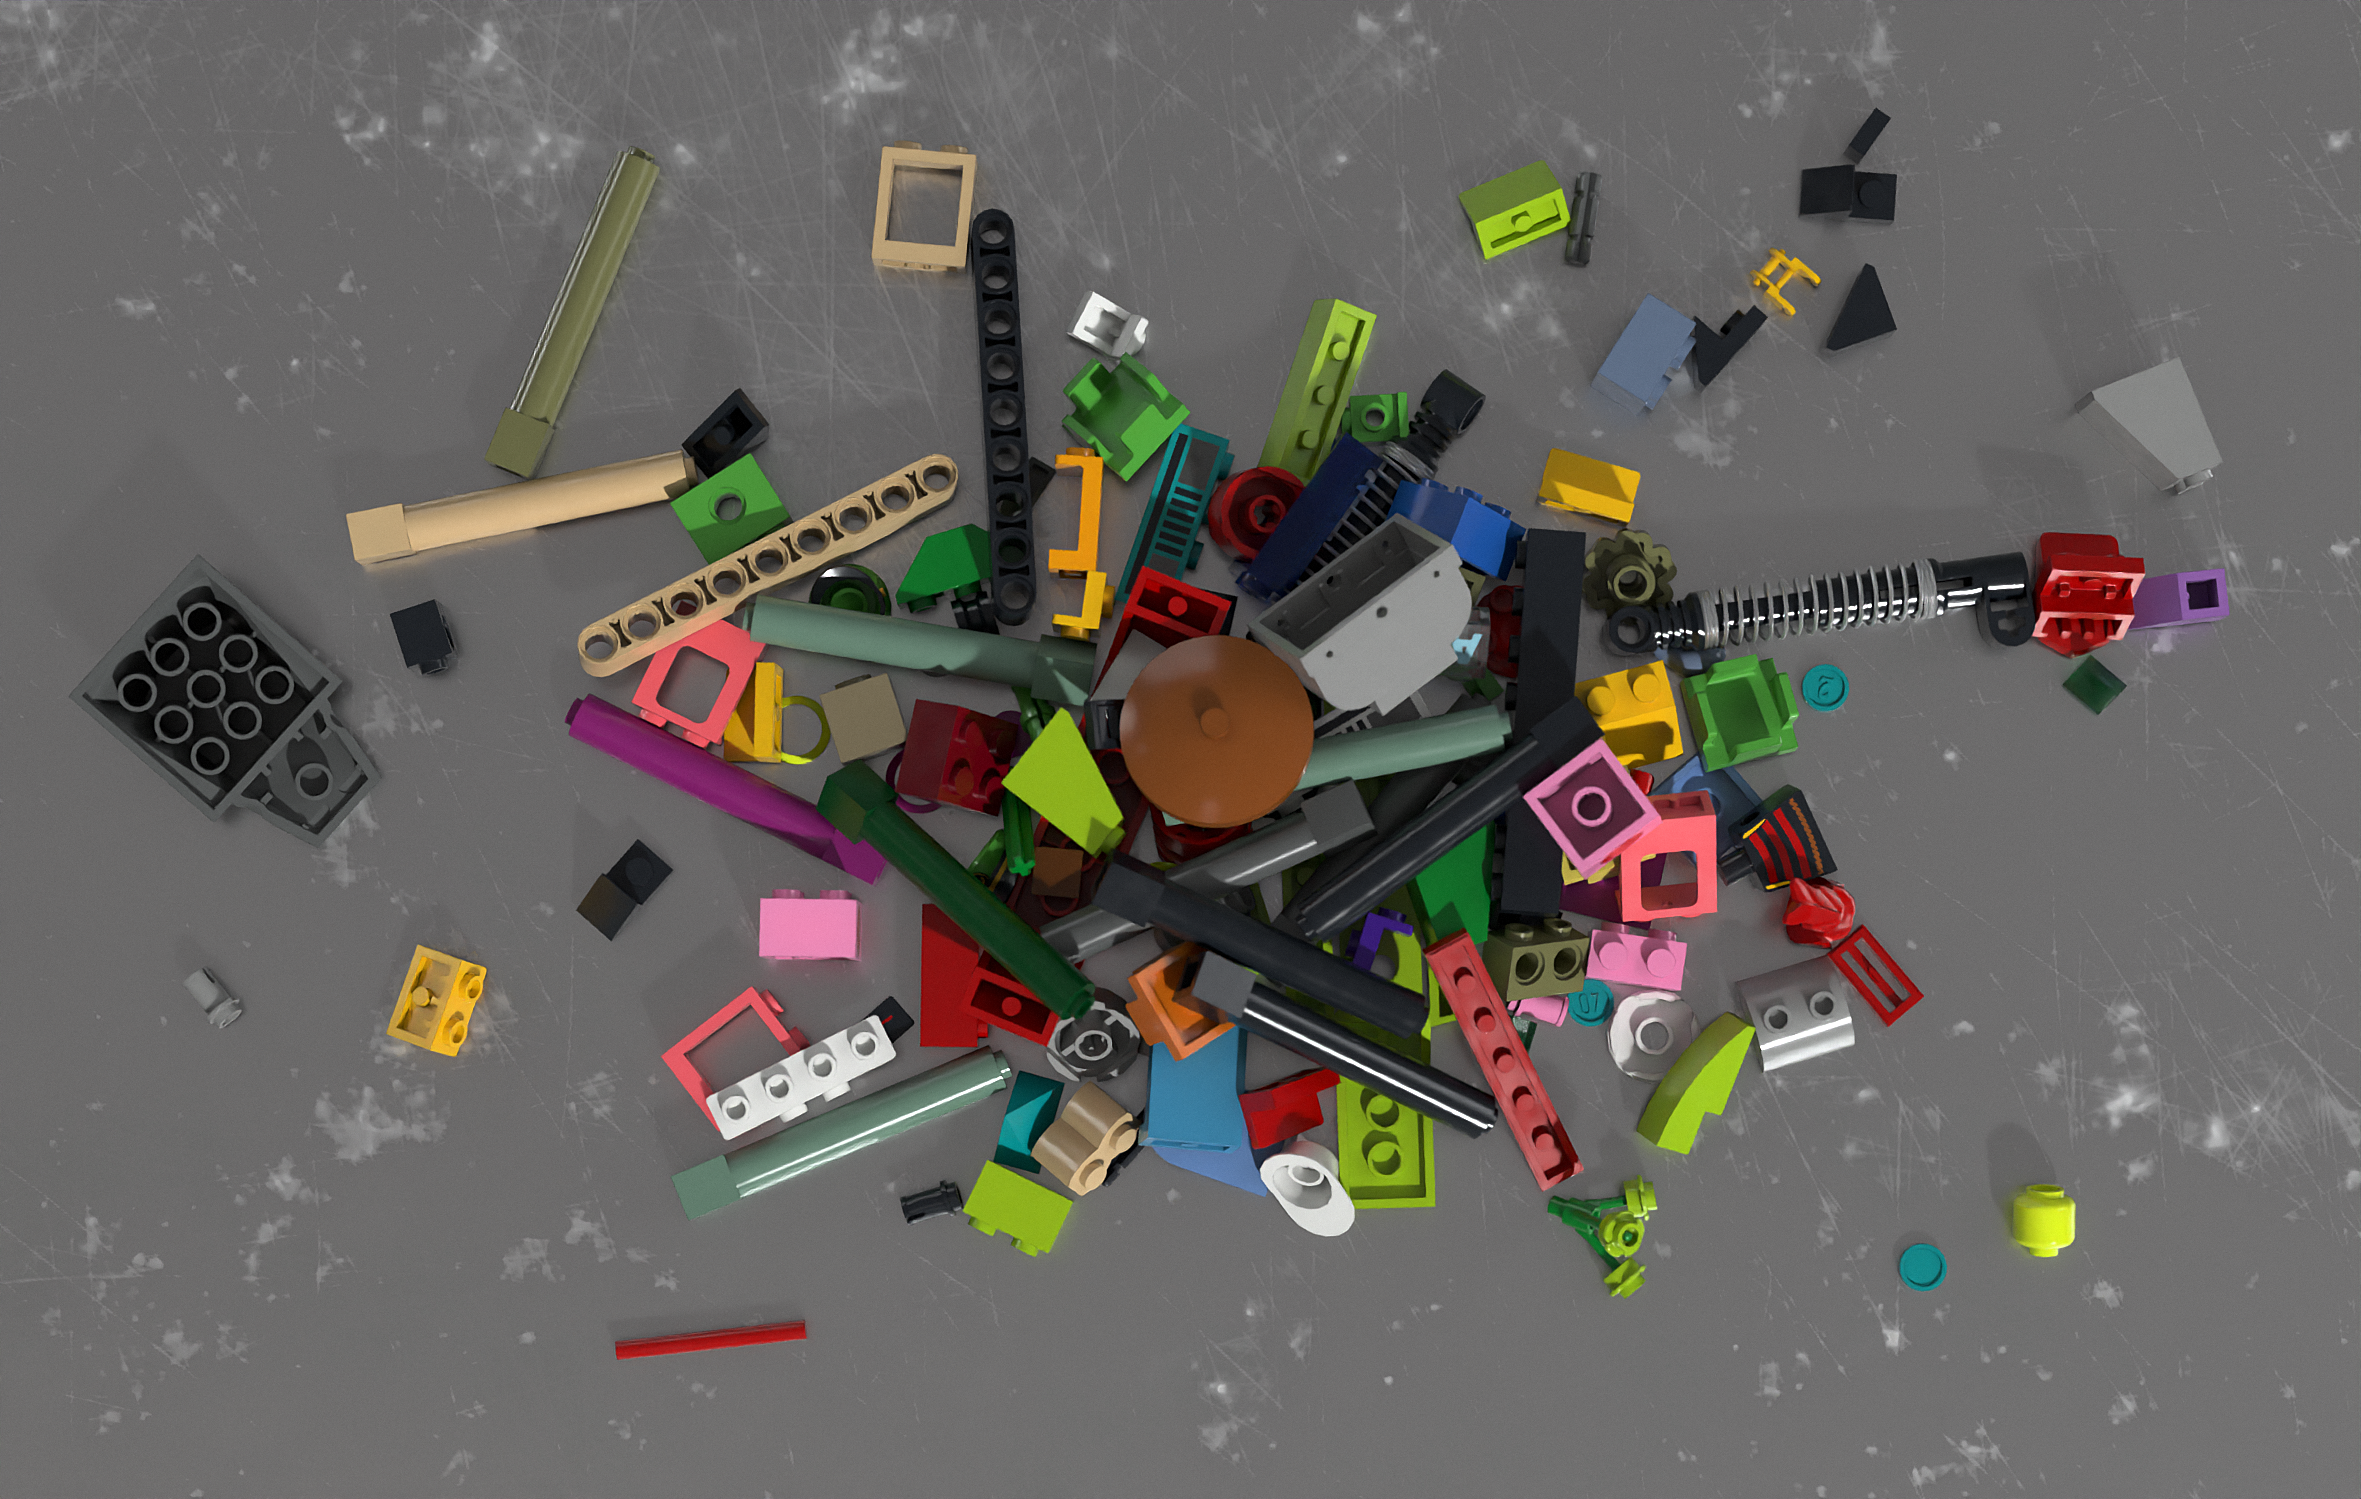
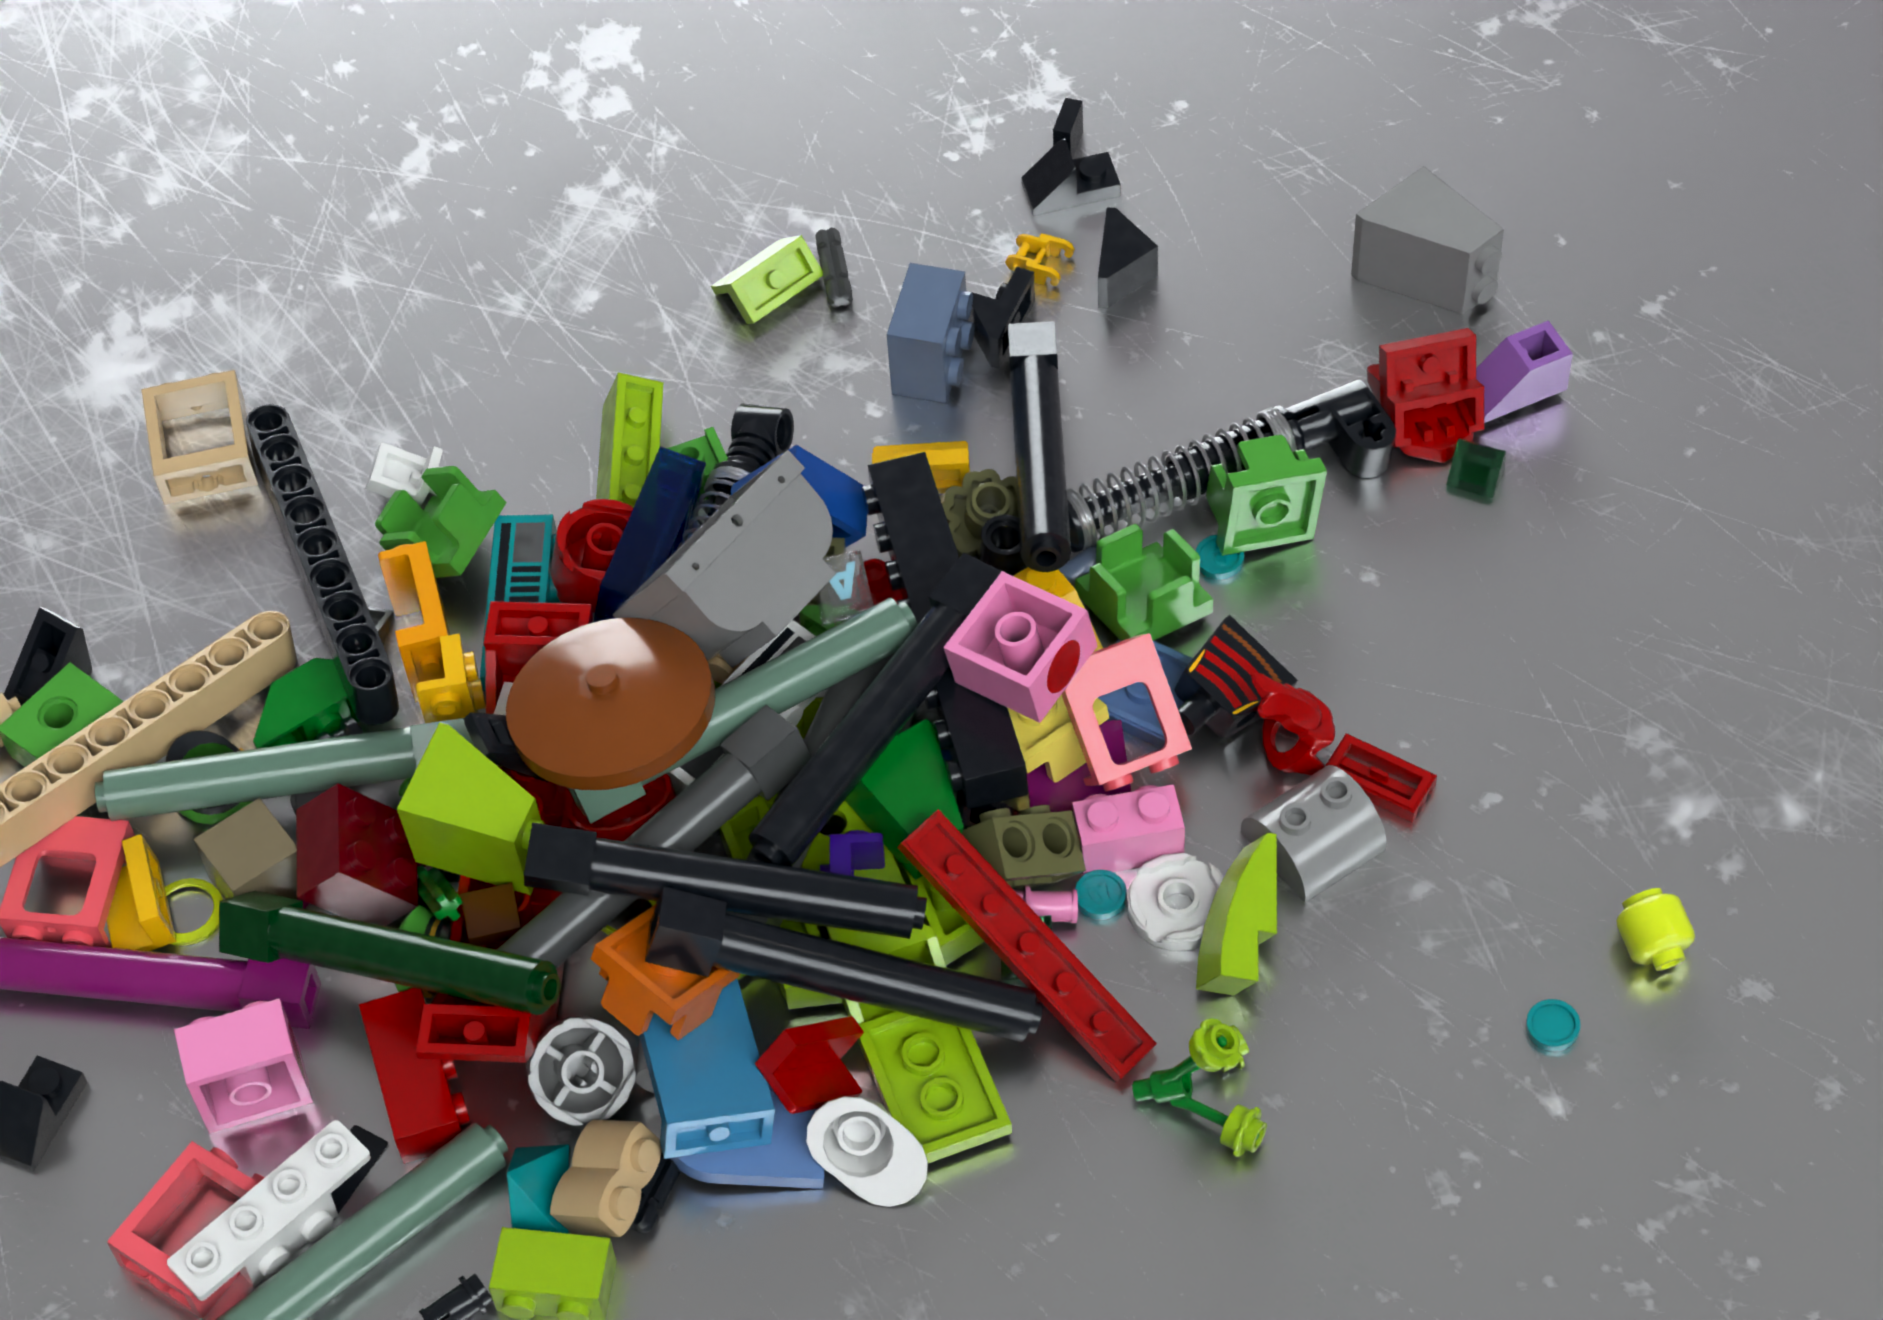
camera: 15 degrees left, 30 degrees down
(1698, 537) = (1039, 446): none -> black brick
(1892, 663) = (1269, 501): none -> bright green panel

